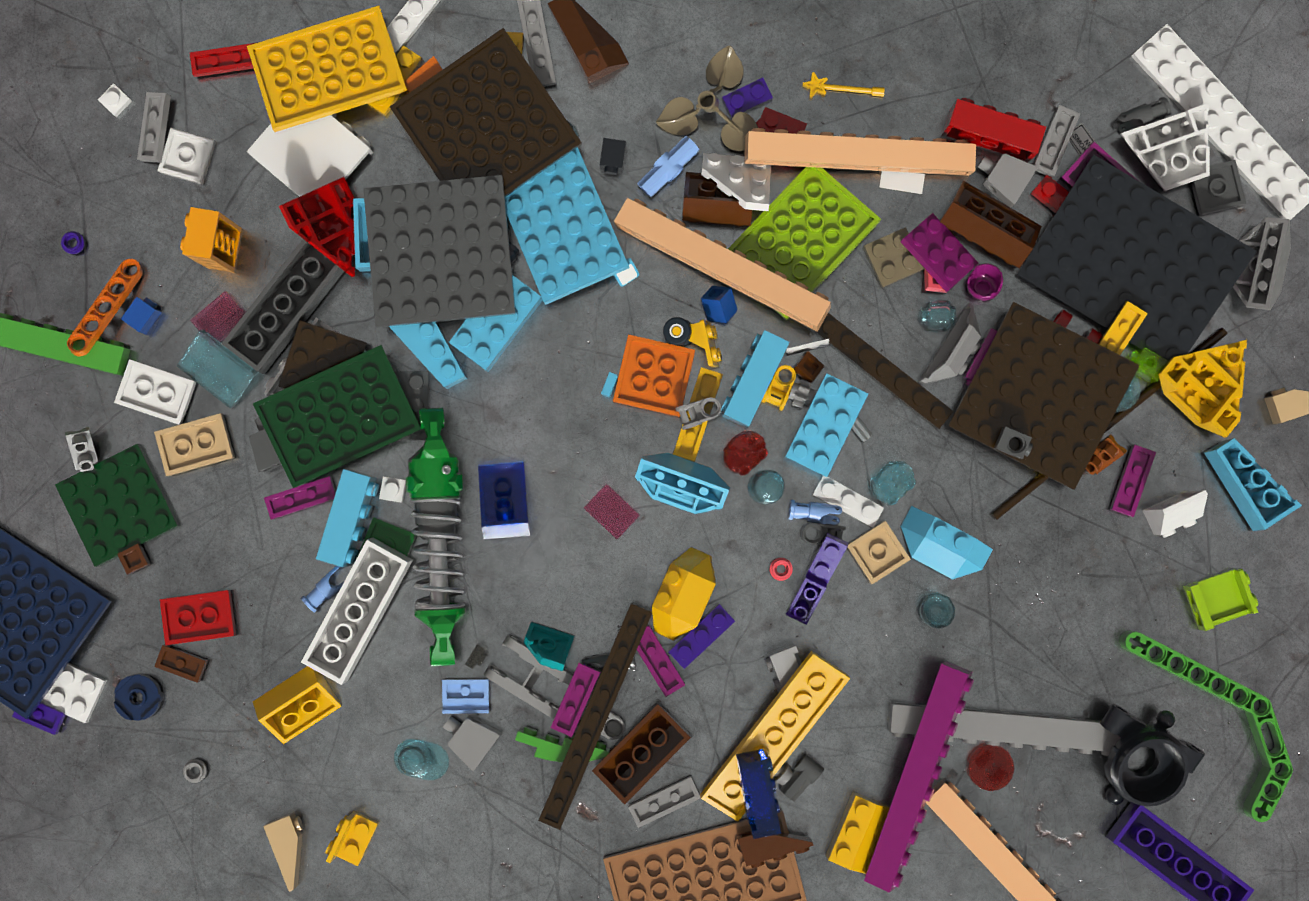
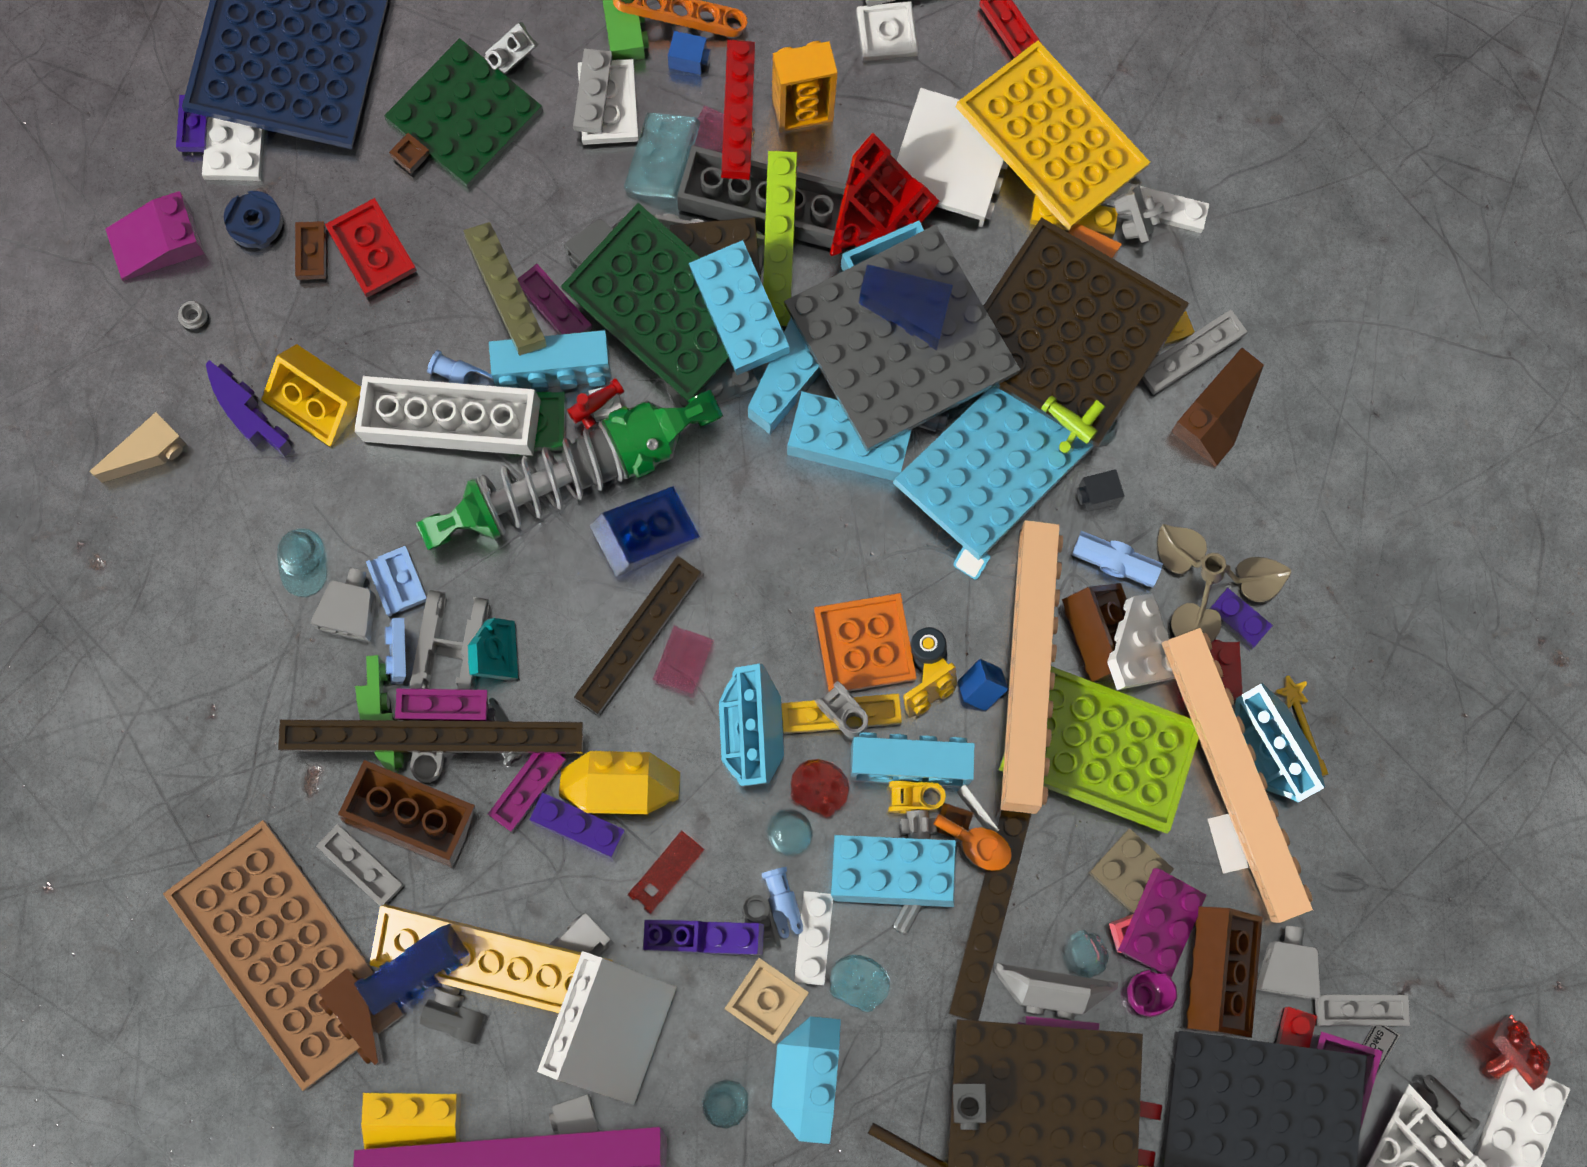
camera: 60 degrees right, 10 degrees down
(120, 777) = (154, 236): none -> magenta slope
(143, 400) = (592, 91): none -> light grey plate
(194, 444) = (566, 166): tan plate -> none
(205, 296) = (738, 110): none -> red plate
(276, 530) = (505, 289): none -> olive plate
(281, 763) = (241, 409): none -> dark purple slope
(321, 308) = (780, 230): none -> lime plate
(353, 838) = (178, 517): yellow bracket -> none
(368, 361) = (739, 307): none -> medium azure brick
(393, 507) = (589, 404): none -> red piece
(417, 28) = (1141, 211): none -> light grey hips
(417, 235) = (907, 300): none -> clear blue wedge
(477, 656) = (448, 574): clear smoke plate -> none
(510, 714) = (395, 663): none -> light blue plate
(559, 153) = (1075, 424): none -> lime piece
(579, 536) = (637, 635): none -> dark brown plate
(609, 385) = (830, 596): medium azure tile -> none
(758, 585) = (667, 871): none -> clear red plate
(773, 569) = (697, 900): coral plate -> none
(833, 357) = (980, 845): none -> orange piece
(852, 112) = (1279, 745): none -> medium azure wedge
(856, 673) = (607, 1028): none -> white panel
(994, 129) = (1339, 924): red brick -> none
(1130, 47) = (1519, 1053): none -> clear red plate

